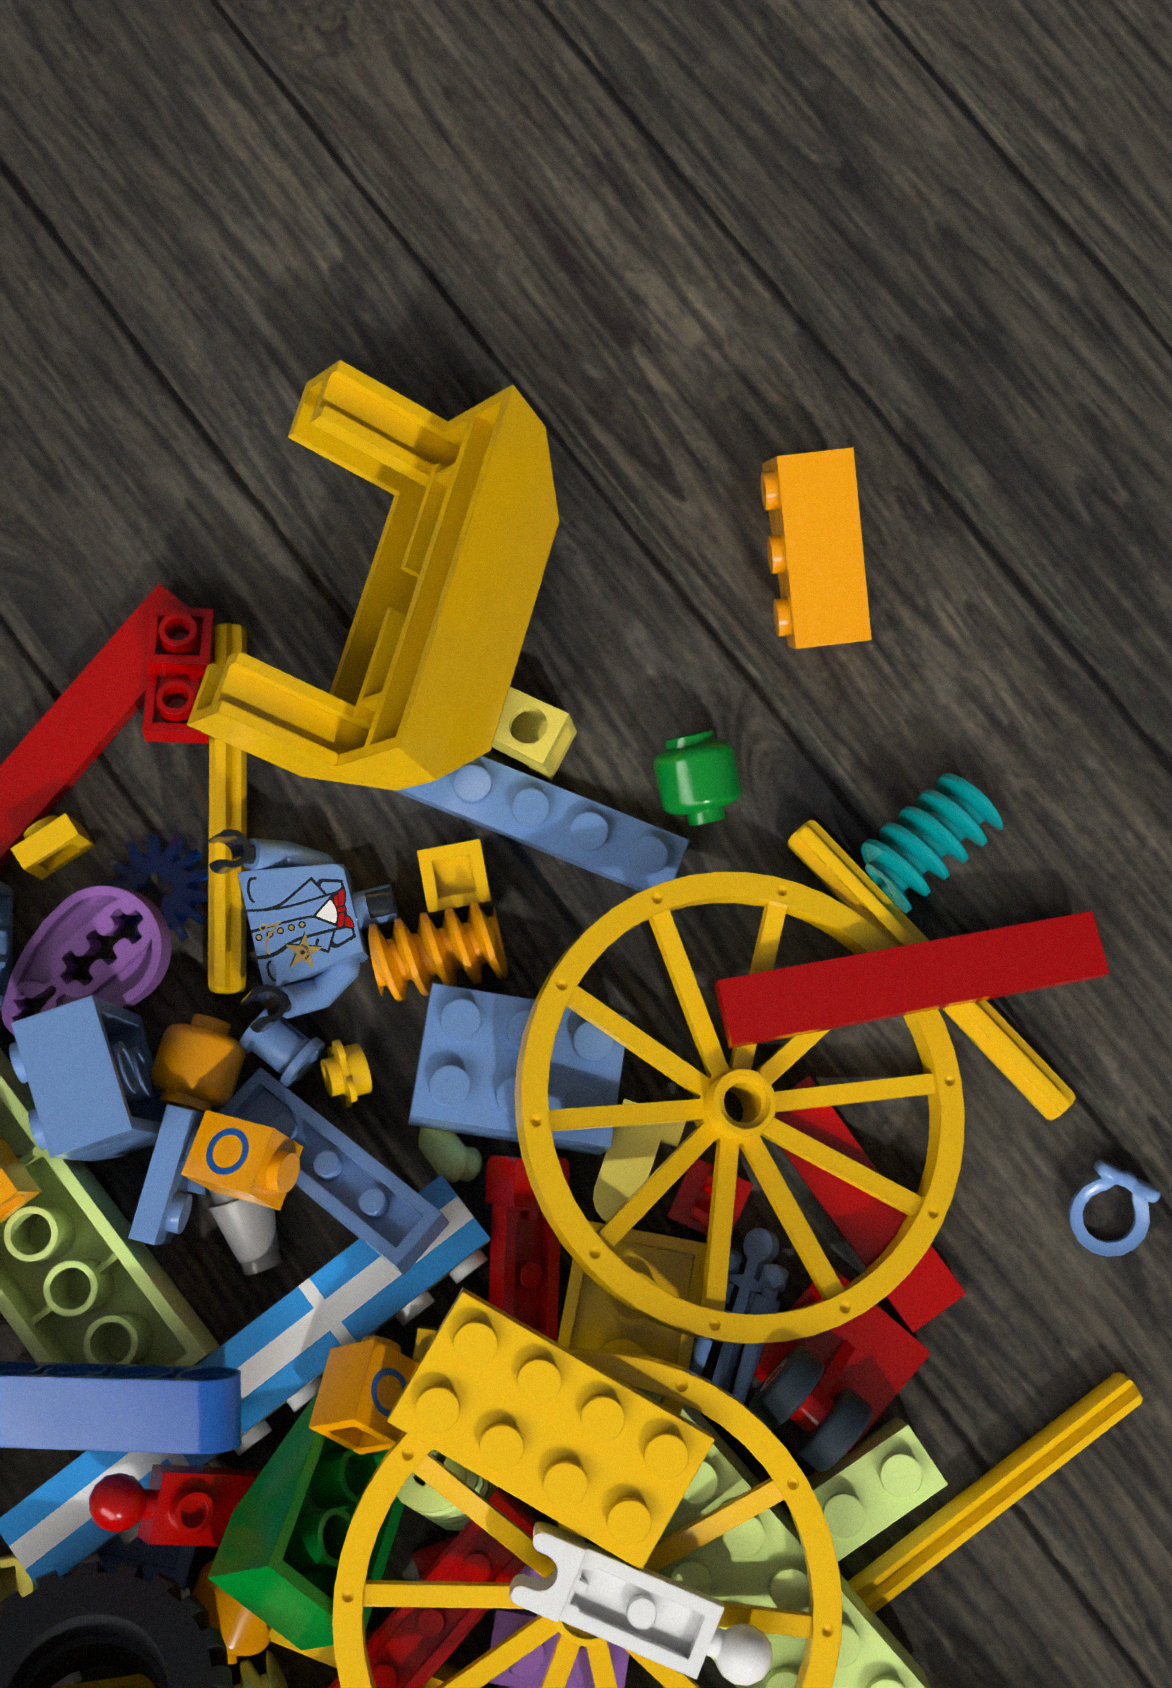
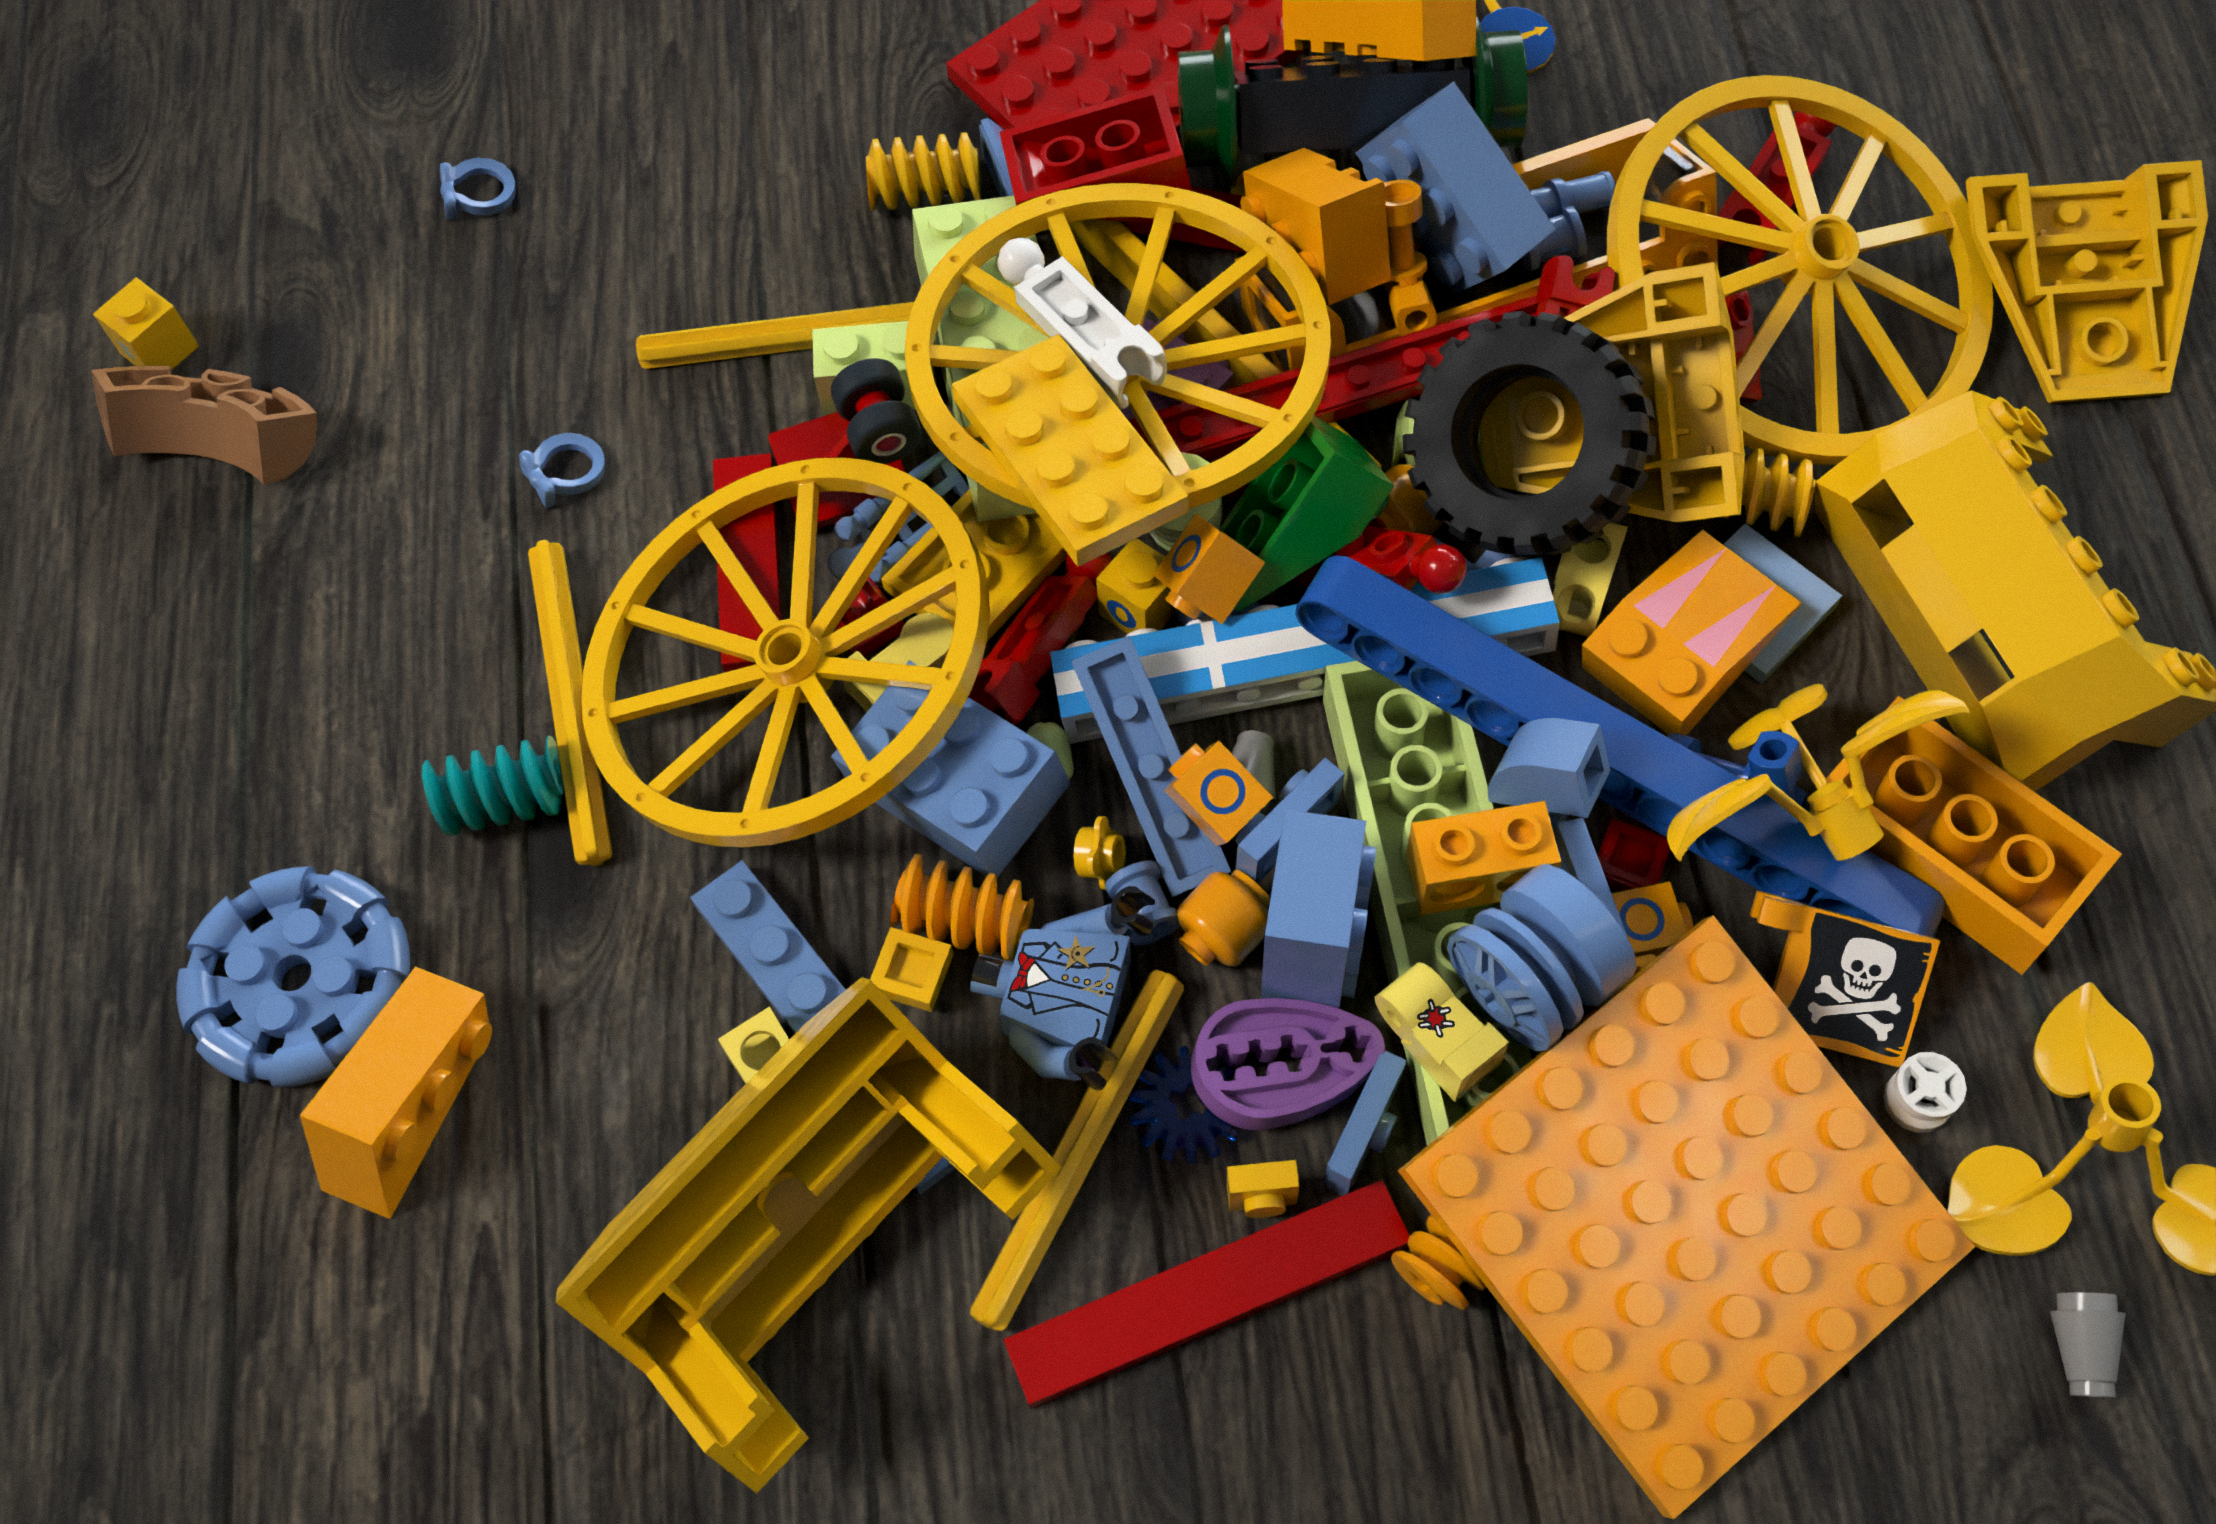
camera: 150 degrees left, 15 degrees down
(176, 659) = (1055, 1288): red slope -> none
(697, 776) = (645, 942): green head -> none
(910, 979) = (590, 680): red tile -> none
(1007, 569) = (263, 956): none -> medium blue plate

